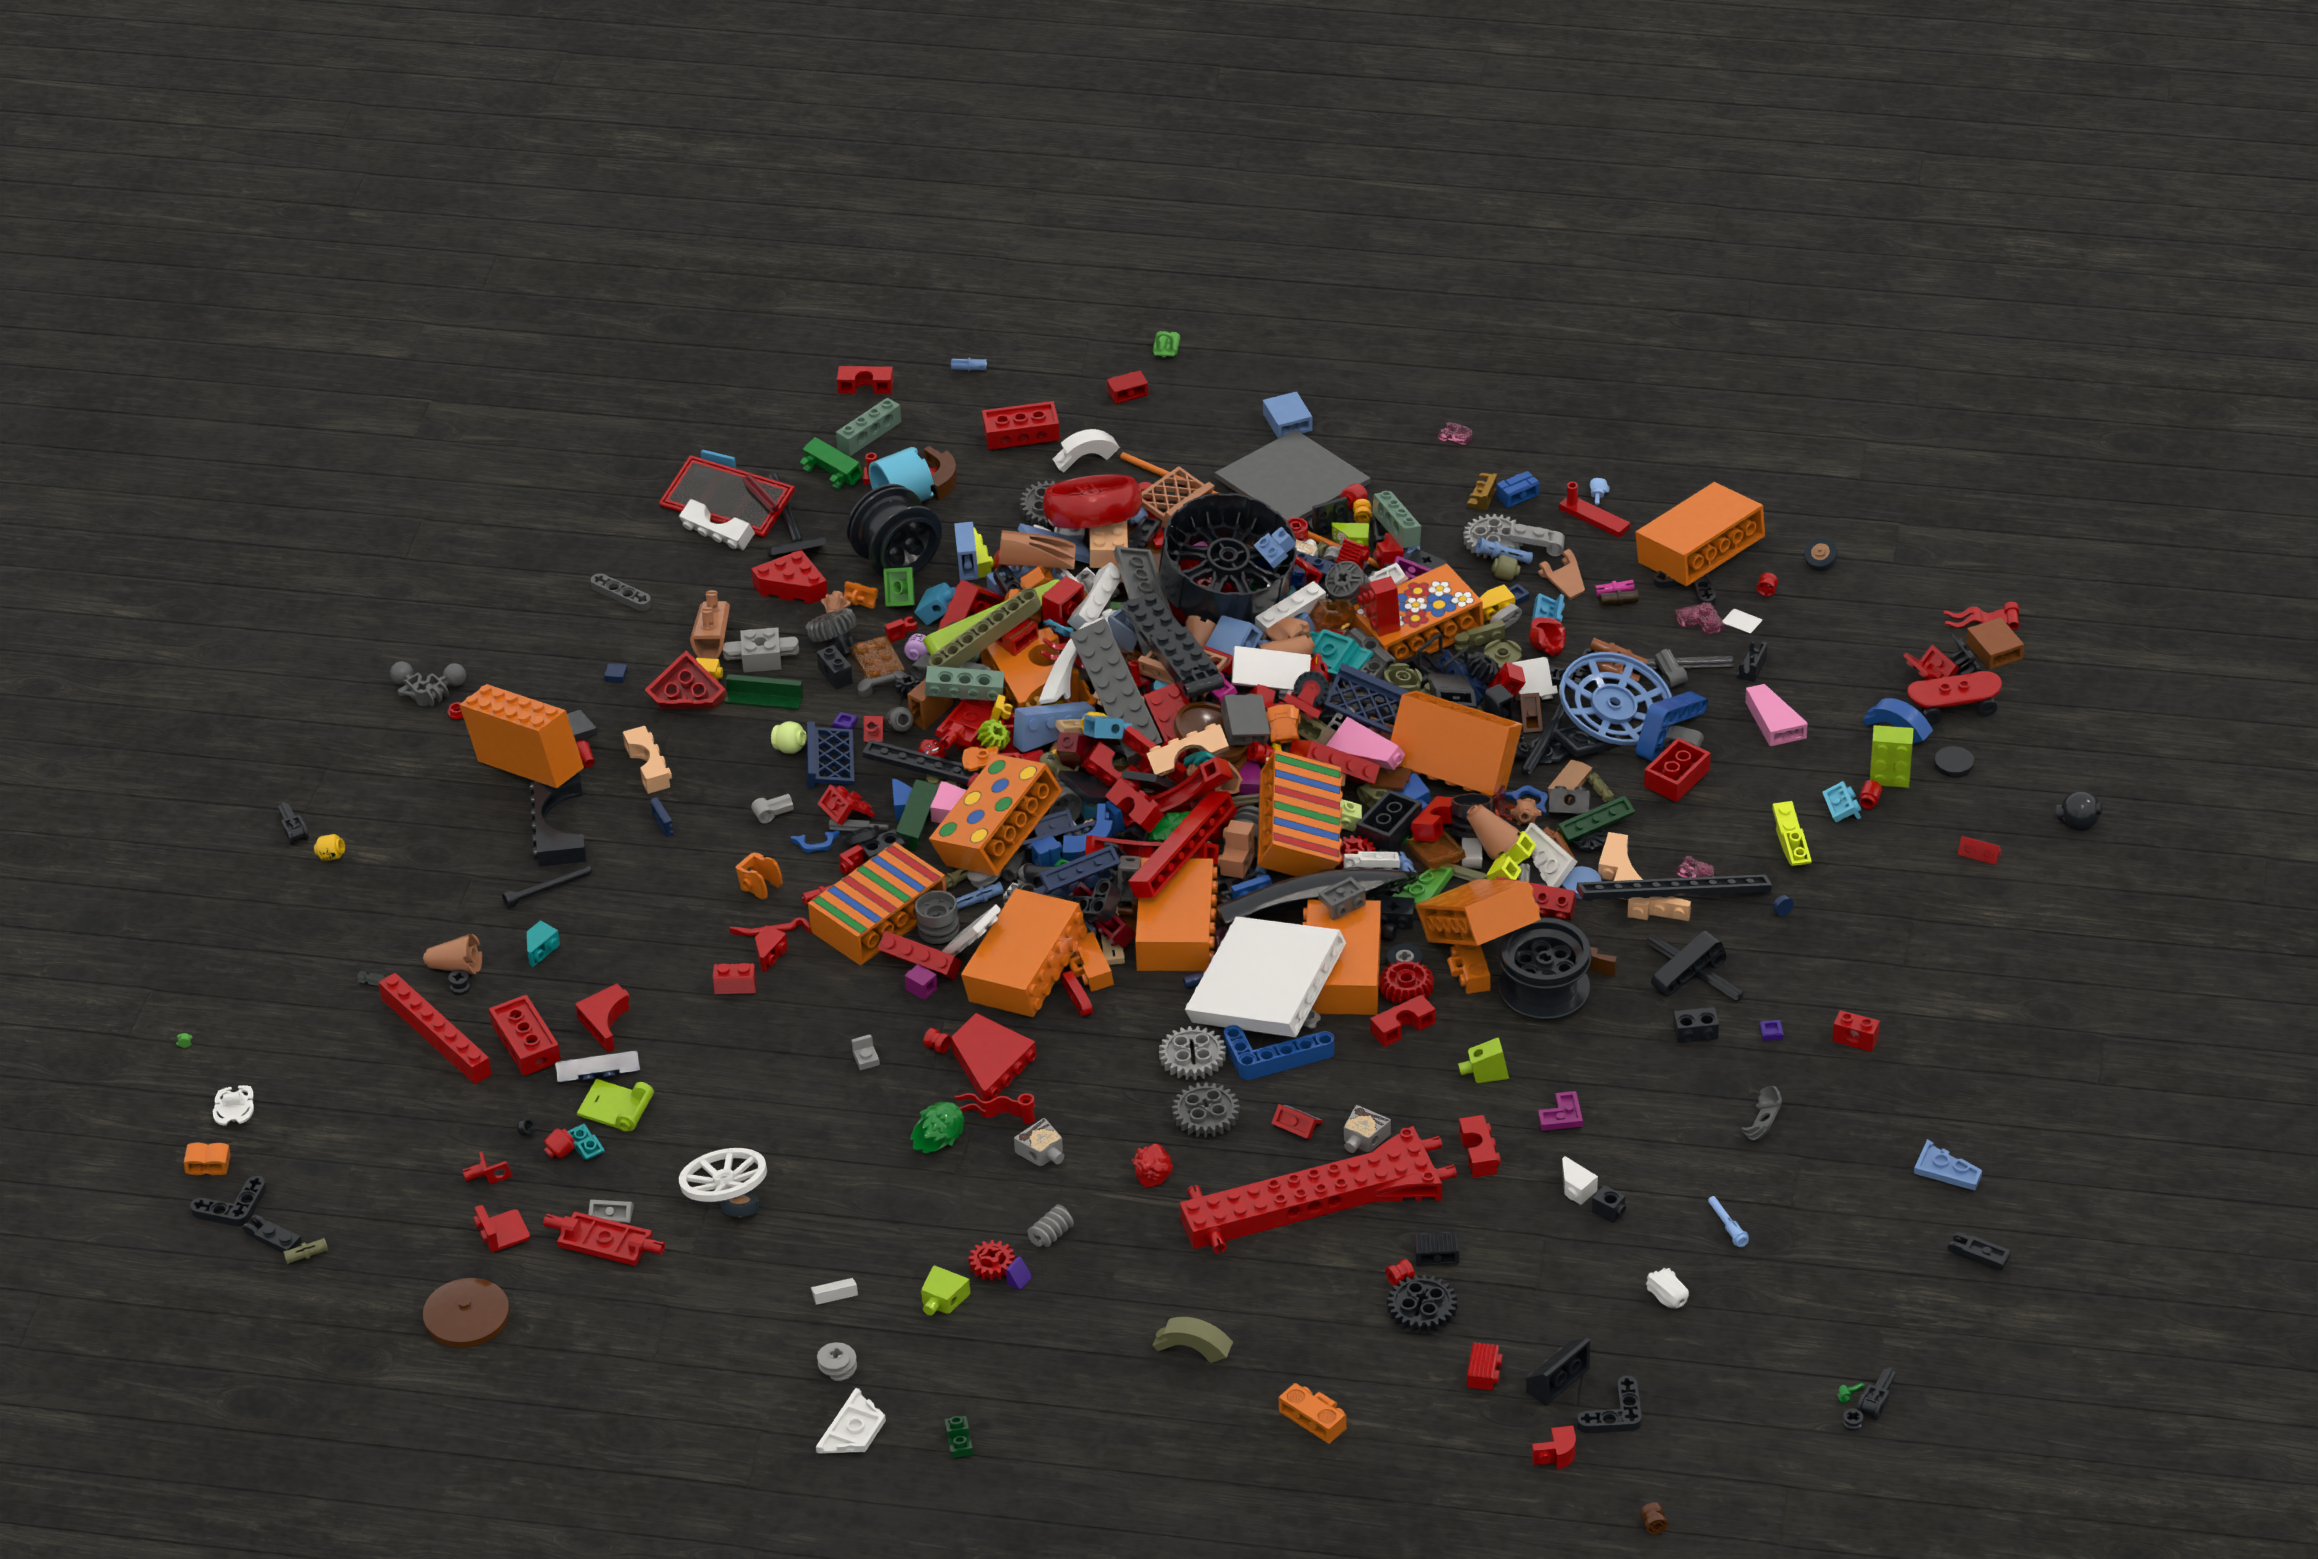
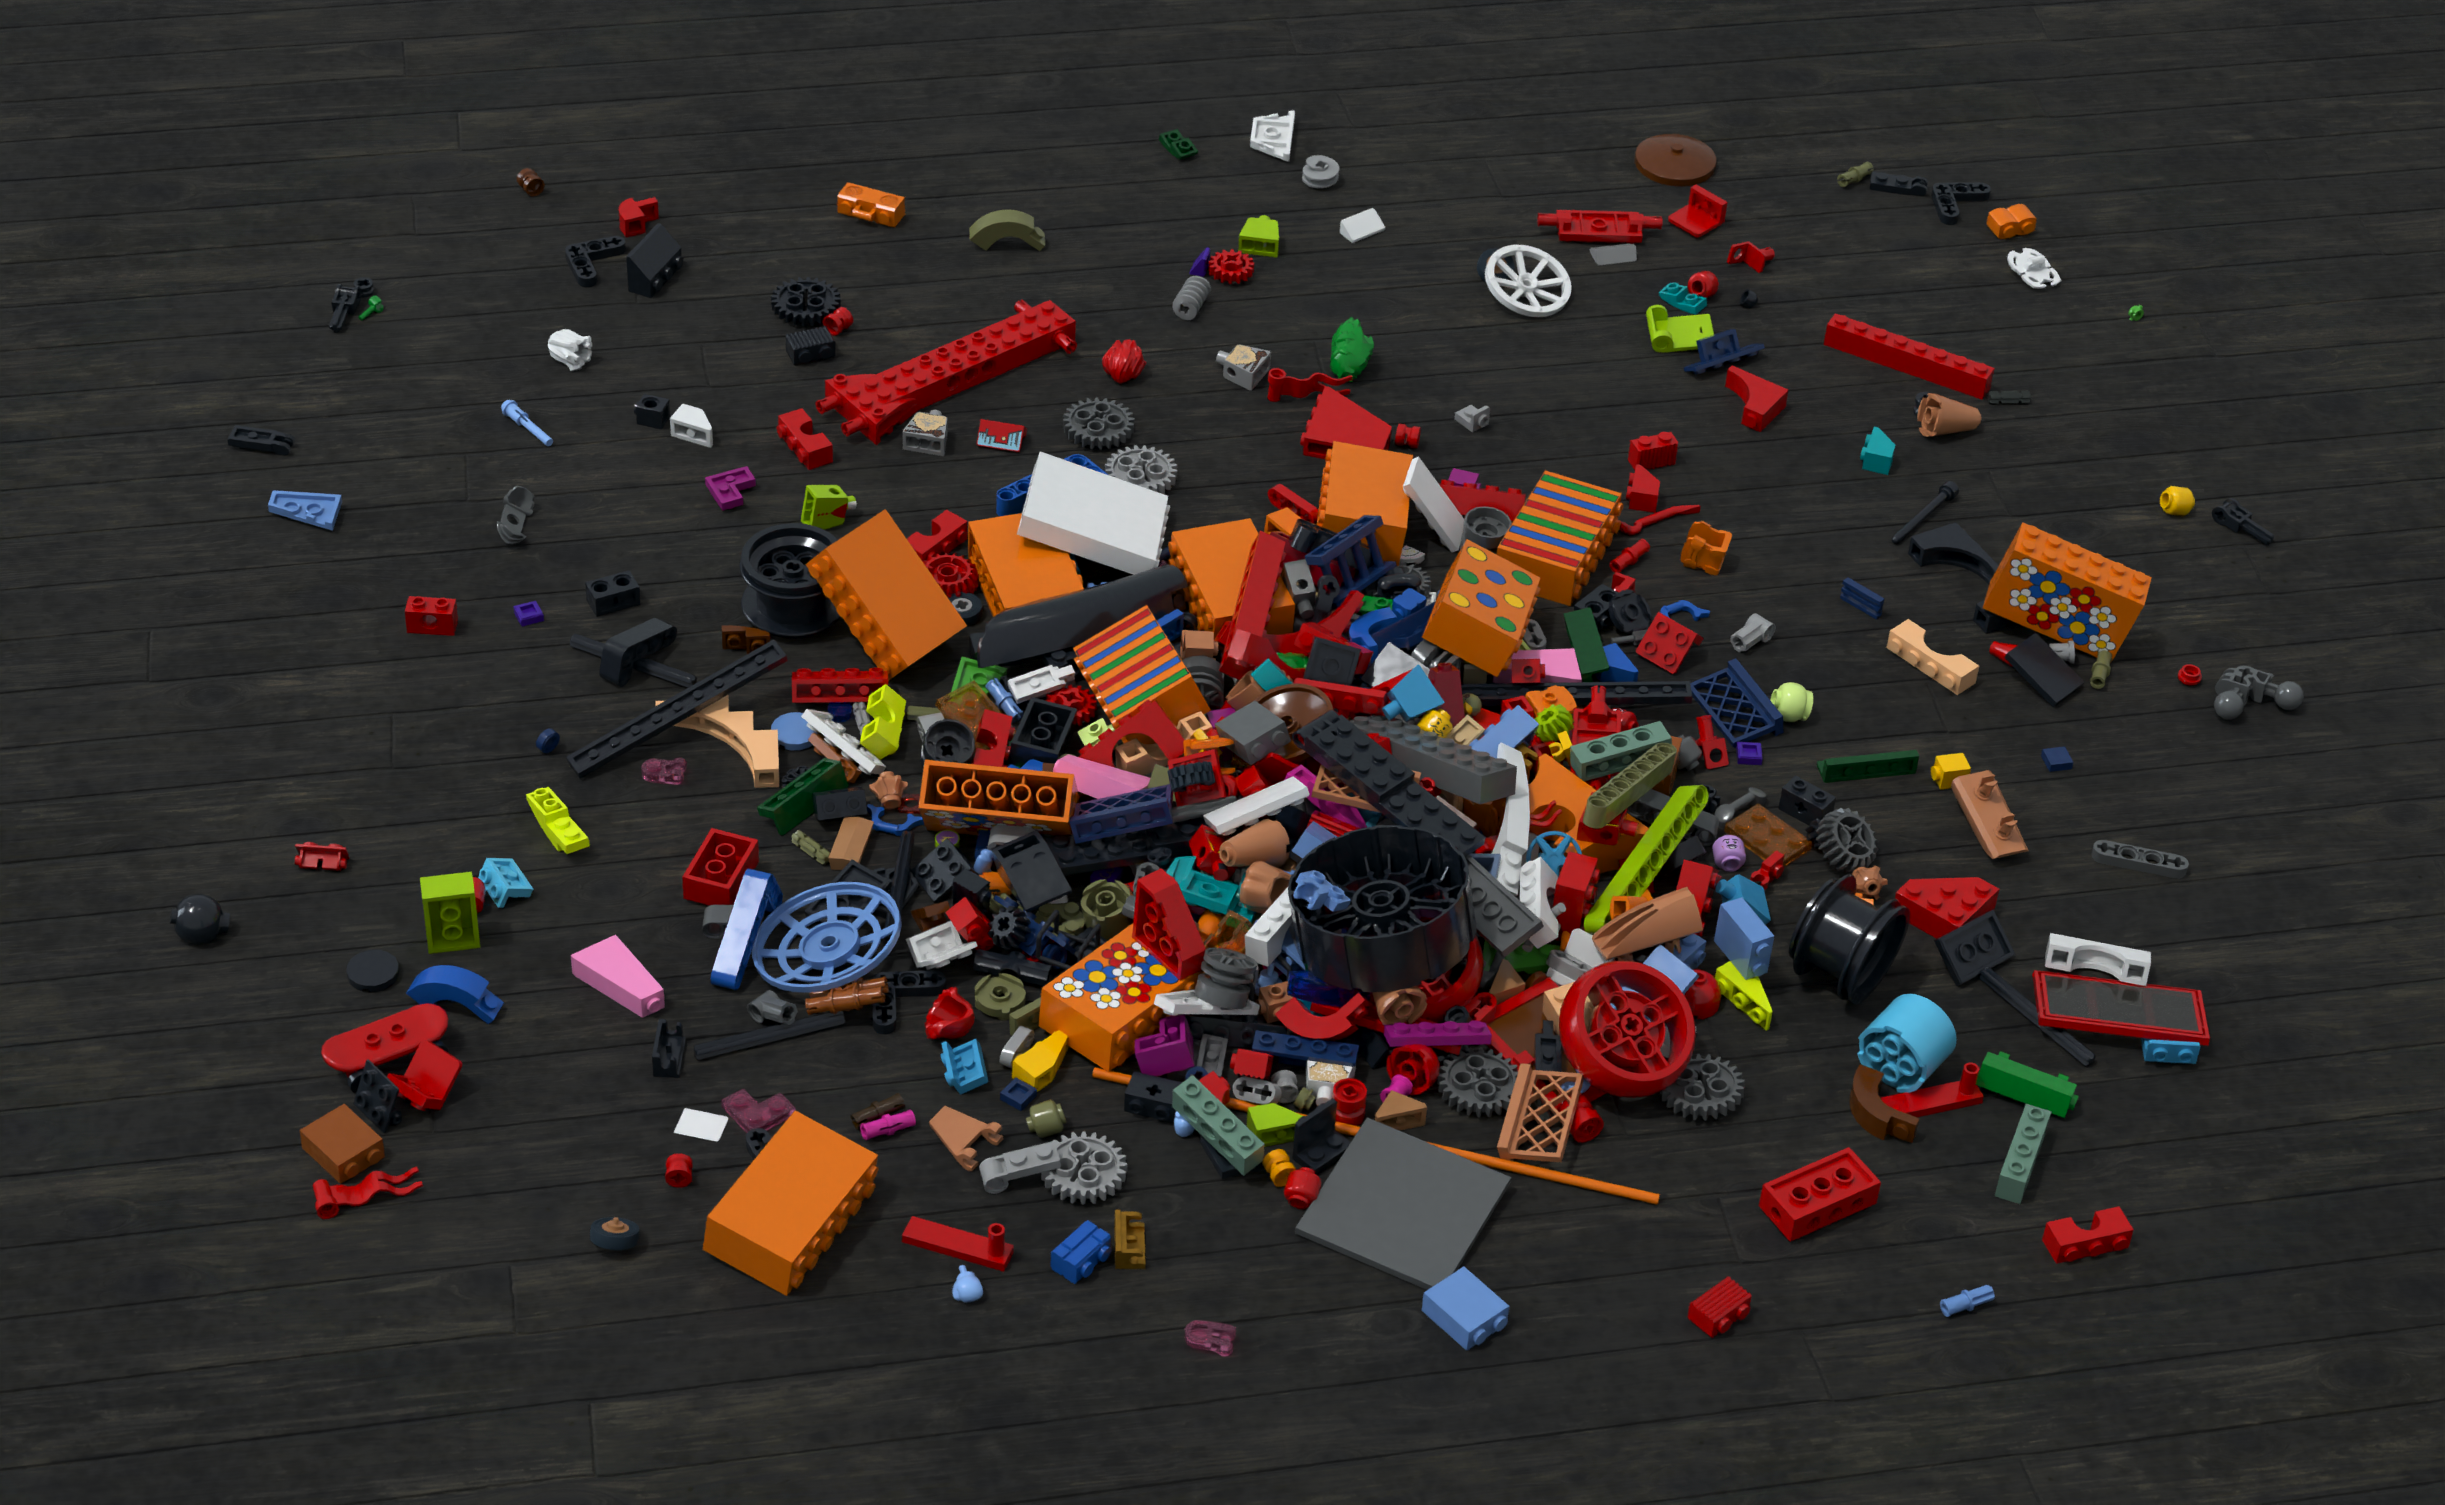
camera: 155 degrees right, 0 degrees up
(521, 1014) = (1814, 360): red brick -> none
(686, 686) = (1949, 732): red brick -> none
(760, 649) = (1910, 806): light grey brick -> none
(761, 494) = (2073, 998): dark red axle -> none
(899, 586) = (1789, 901): bright green slope -> none
(1084, 443) = (1702, 1174): white arch -> none
(1166, 344) = (1712, 1400): bright green piece -> none
(1210, 740) = (1295, 671): light nougat arch -> none
(1343, 897) = (1044, 581): dark grey bracket -> none
(1483, 1366) = (726, 262): red brick -> none
(1492, 831) = (907, 726): nougat cone -> none
(1495, 547) = (1067, 1122): medium blue pin -> none

